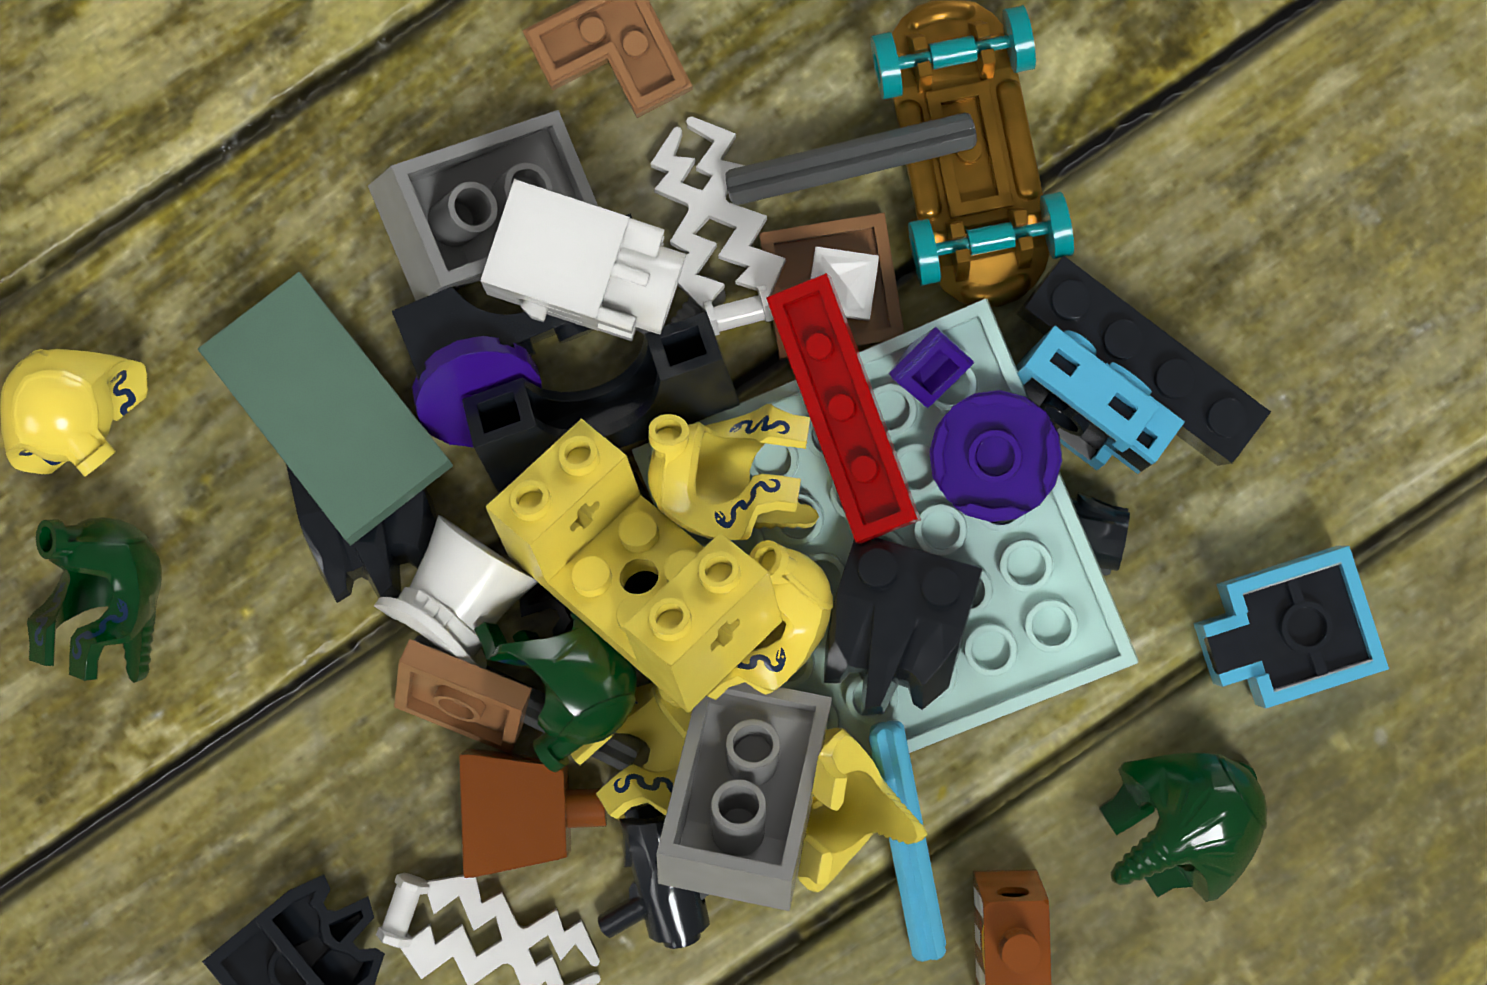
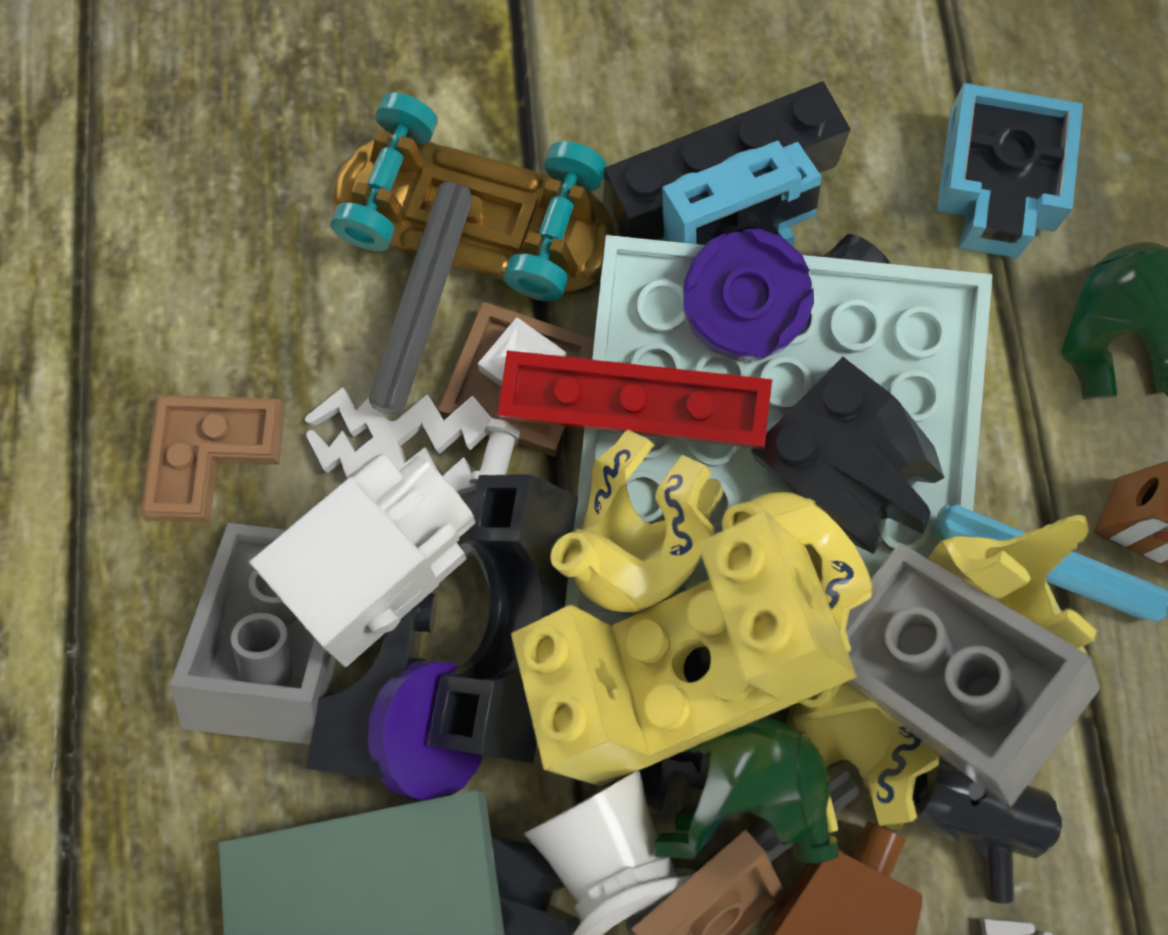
camera: 65 degrees left, 15 degrees down
(930, 366) = (638, 304): dark purple slope -> none

